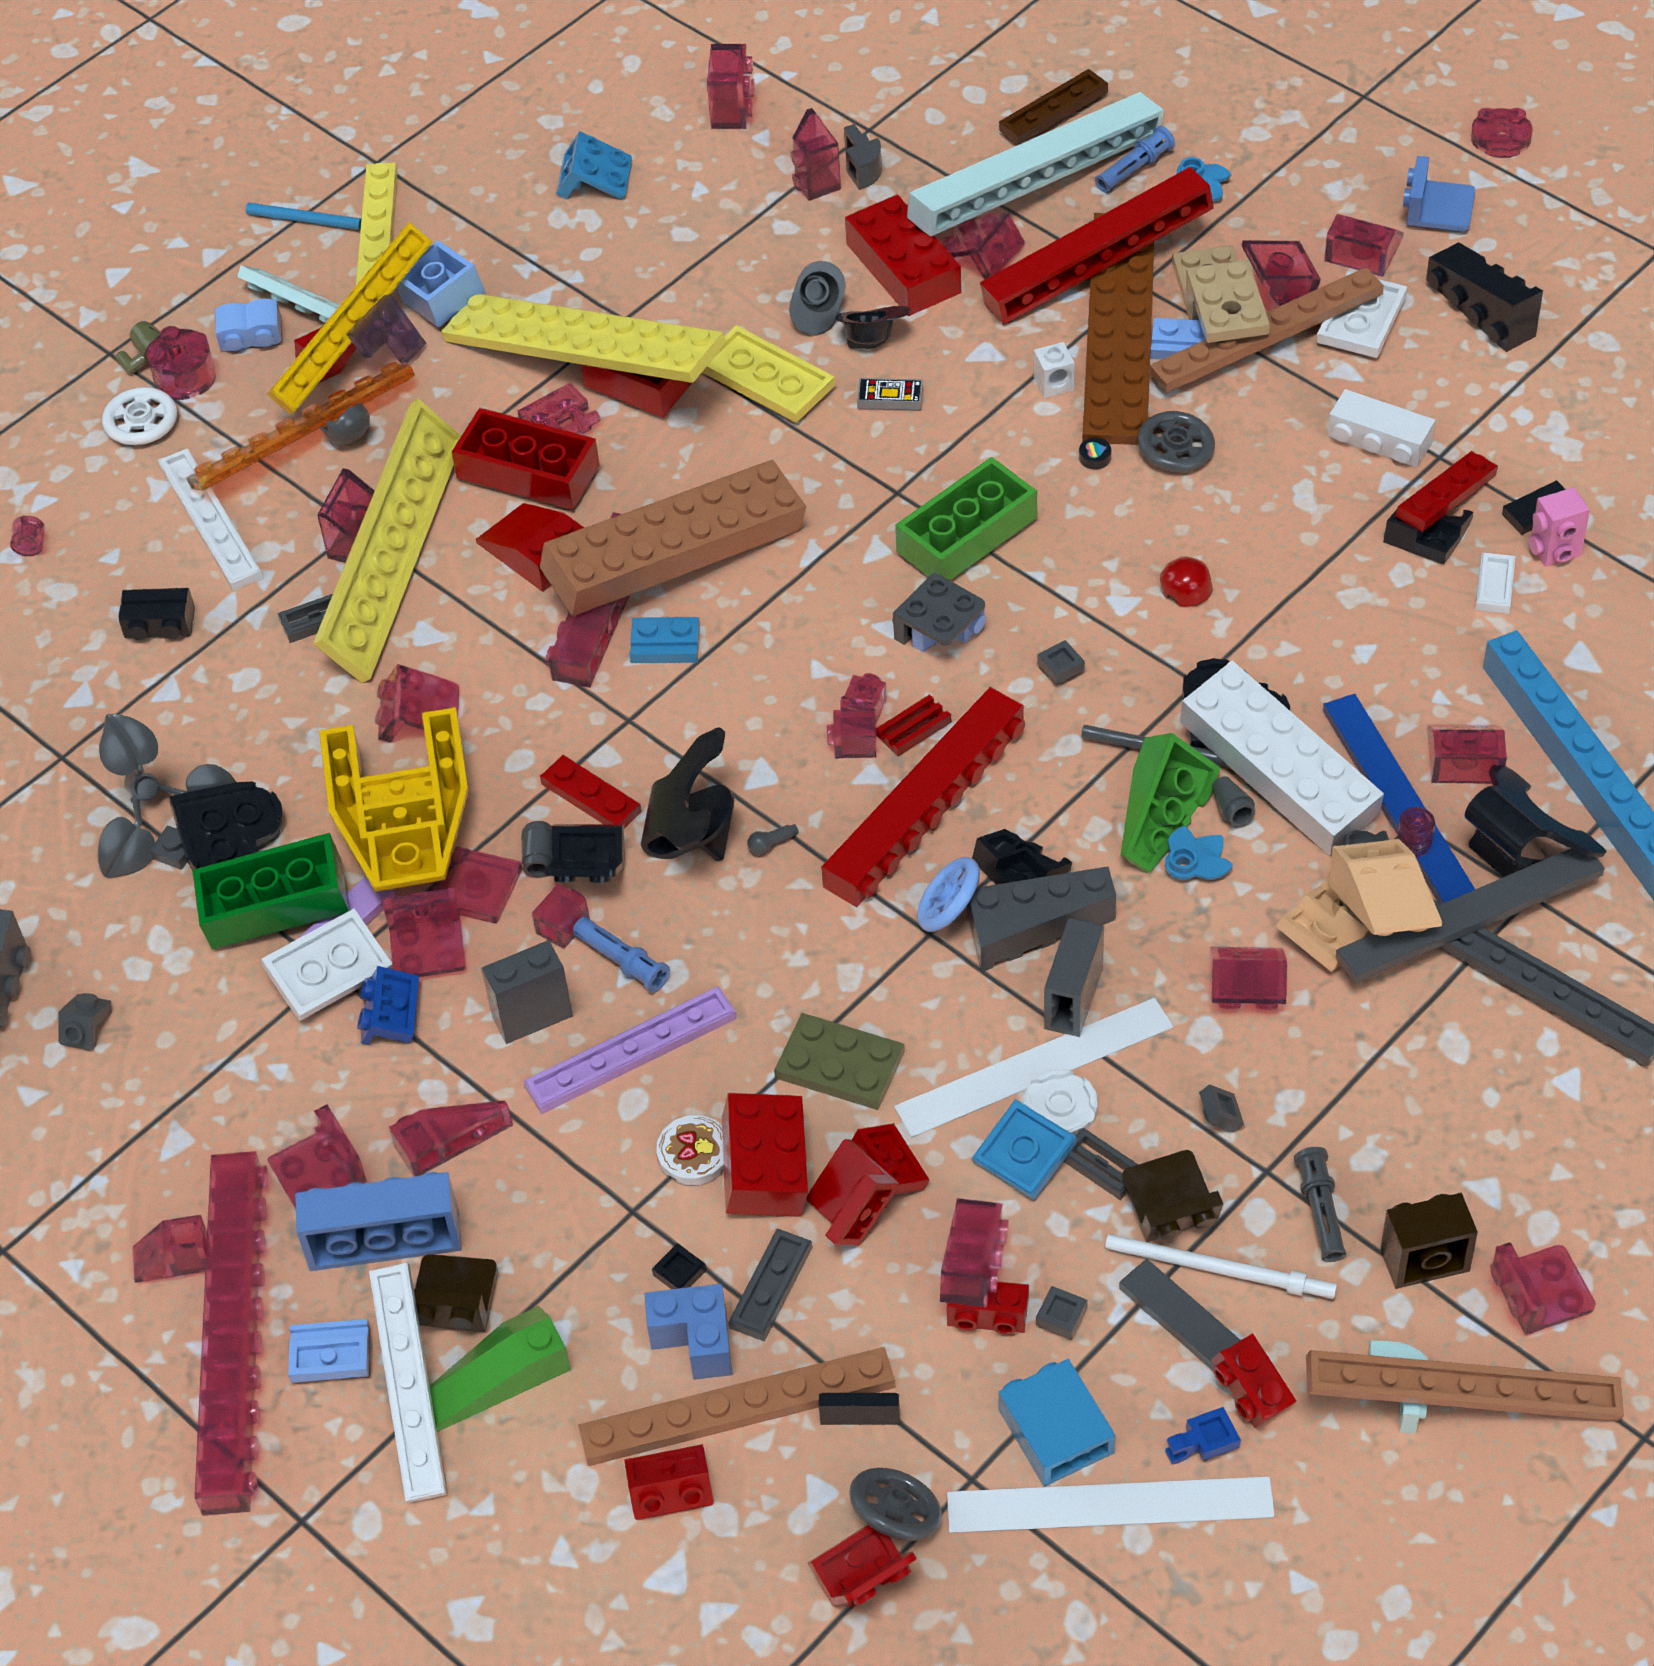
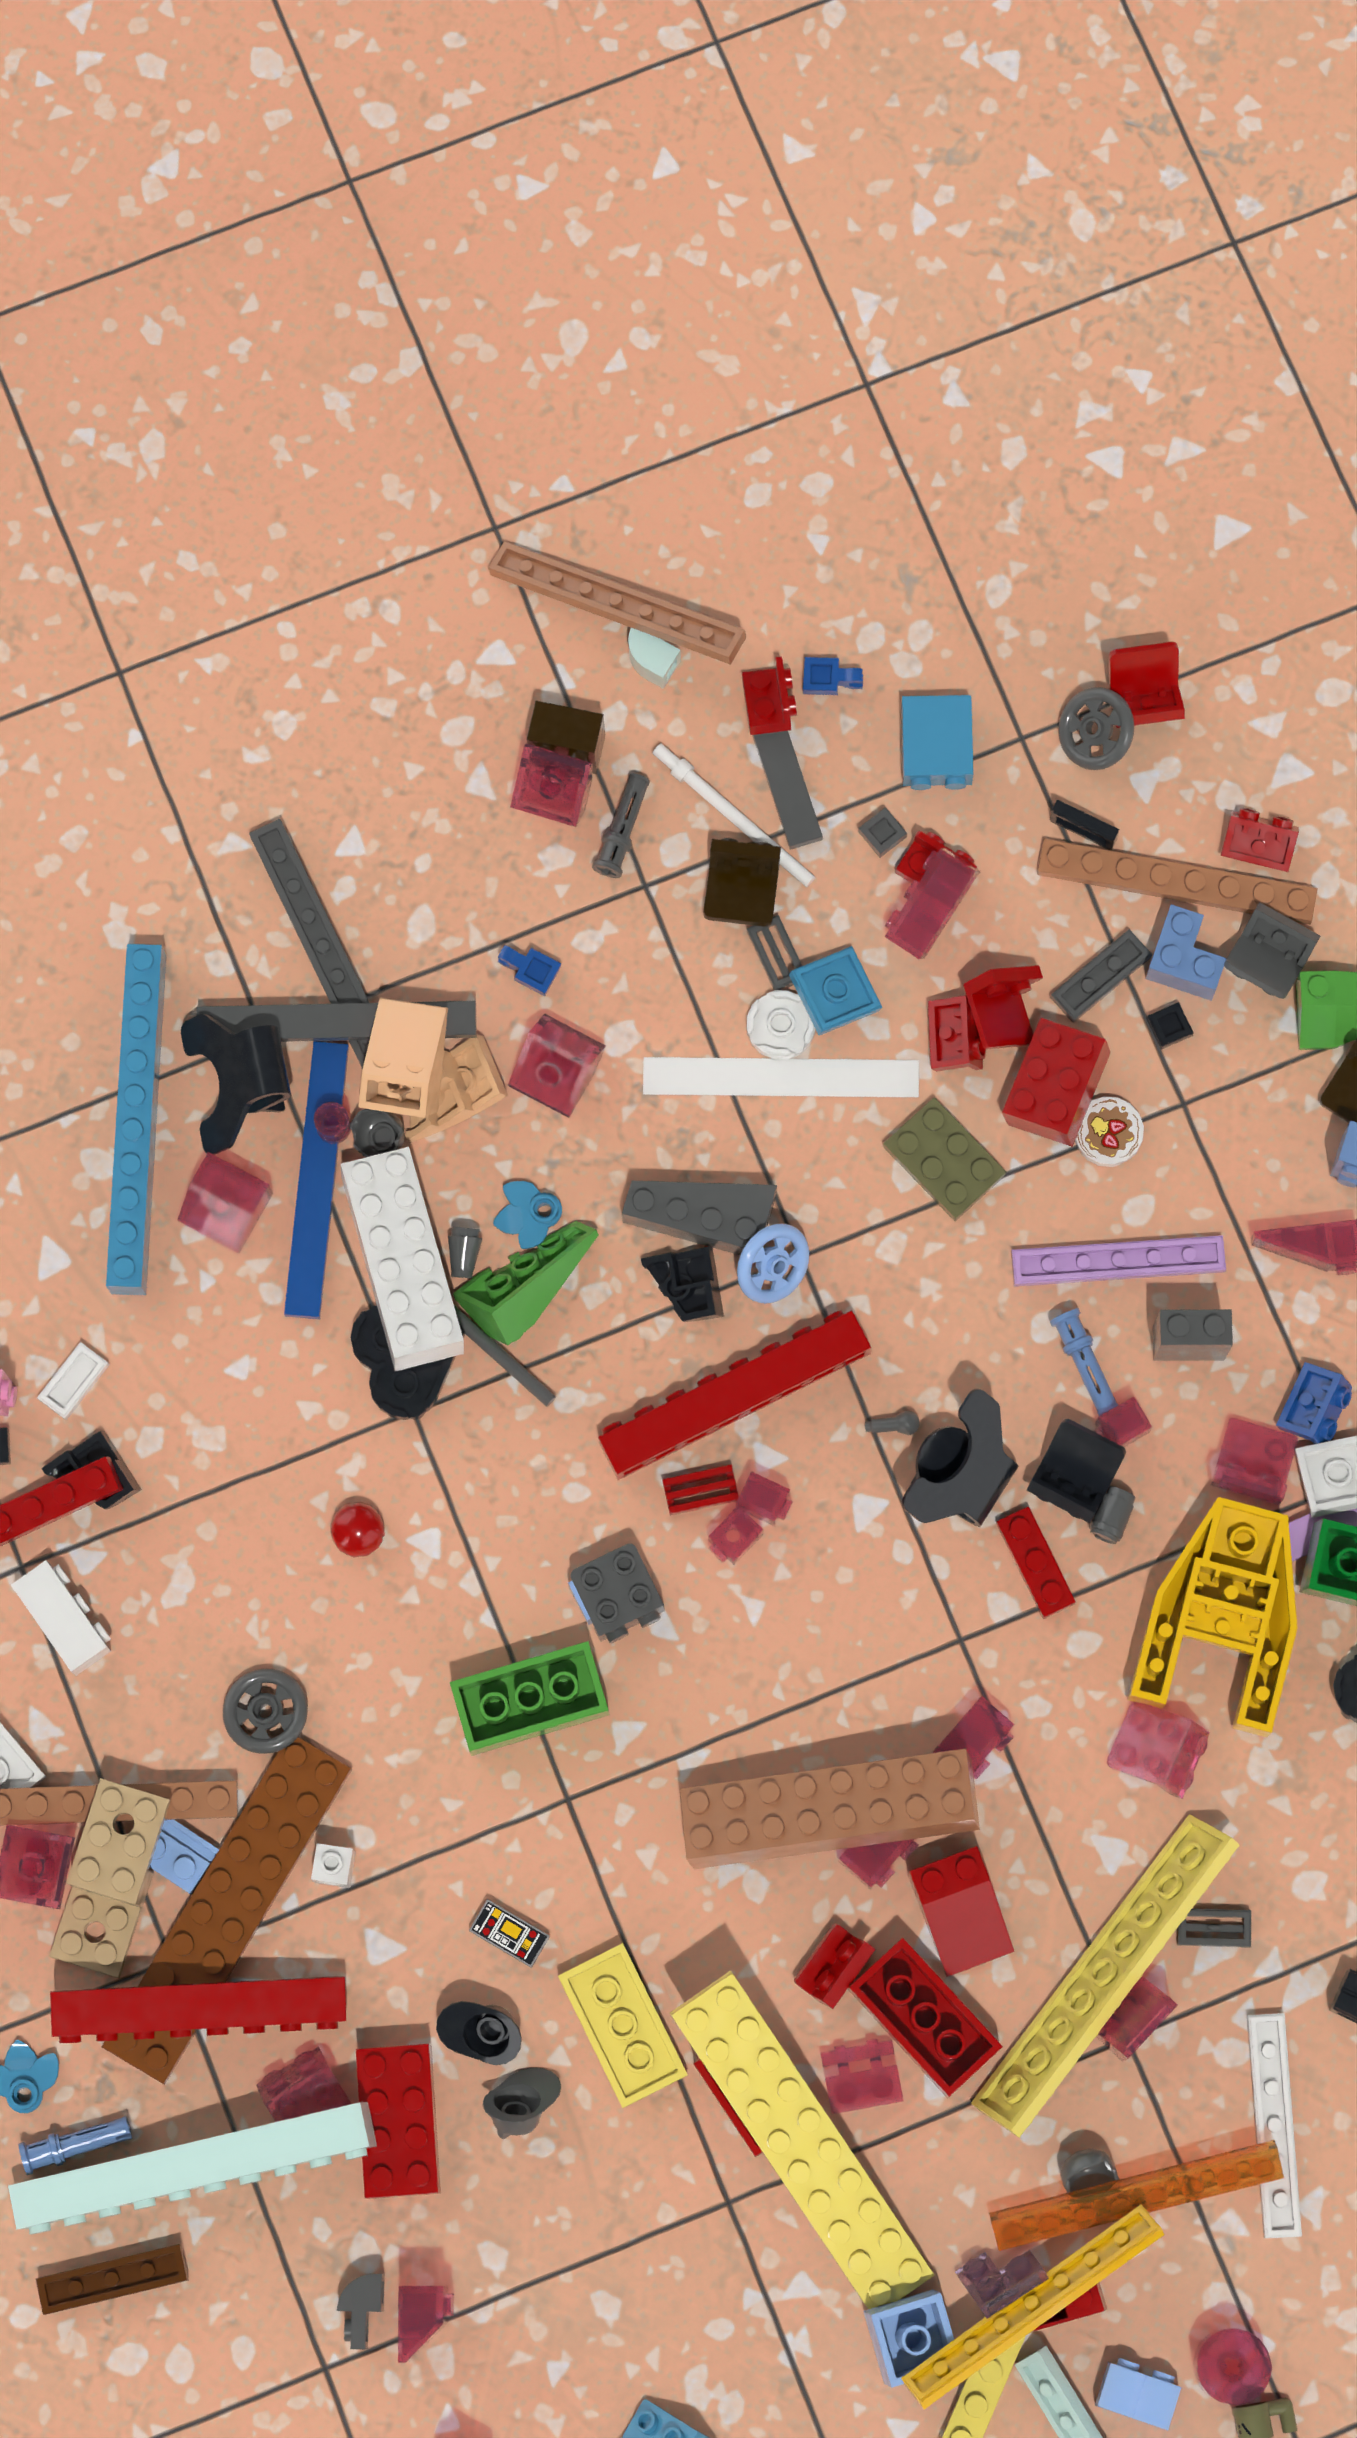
camera: 155 degrees left, 25 degrees up
(139, 416) = (1327, 2301): white plate -> none
(481, 883) = (1177, 1505): clear pink plate -> none
(606, 1359) = (1271, 951): none -> dark grey bracket
(614, 463) = (833, 1966): none -> red bracket
(664, 640) = (885, 1717): dark azure plate -> none
(1060, 662) = (529, 1488): dark grey plate -> none
(1073, 977) = (710, 1120): dark grey brick -> none
(1095, 453) = (350, 1741): black tile -> none
(1110, 1504) = (927, 667): white sticker -> none
(1221, 1108) = (653, 947): dark grey plate -> none
(1321, 1043) = (534, 970): none -> blue plate
(1407, 1182) = (552, 785): none -> clear pink slope
(1541, 1286) = (496, 671): clear pink bracket -> none

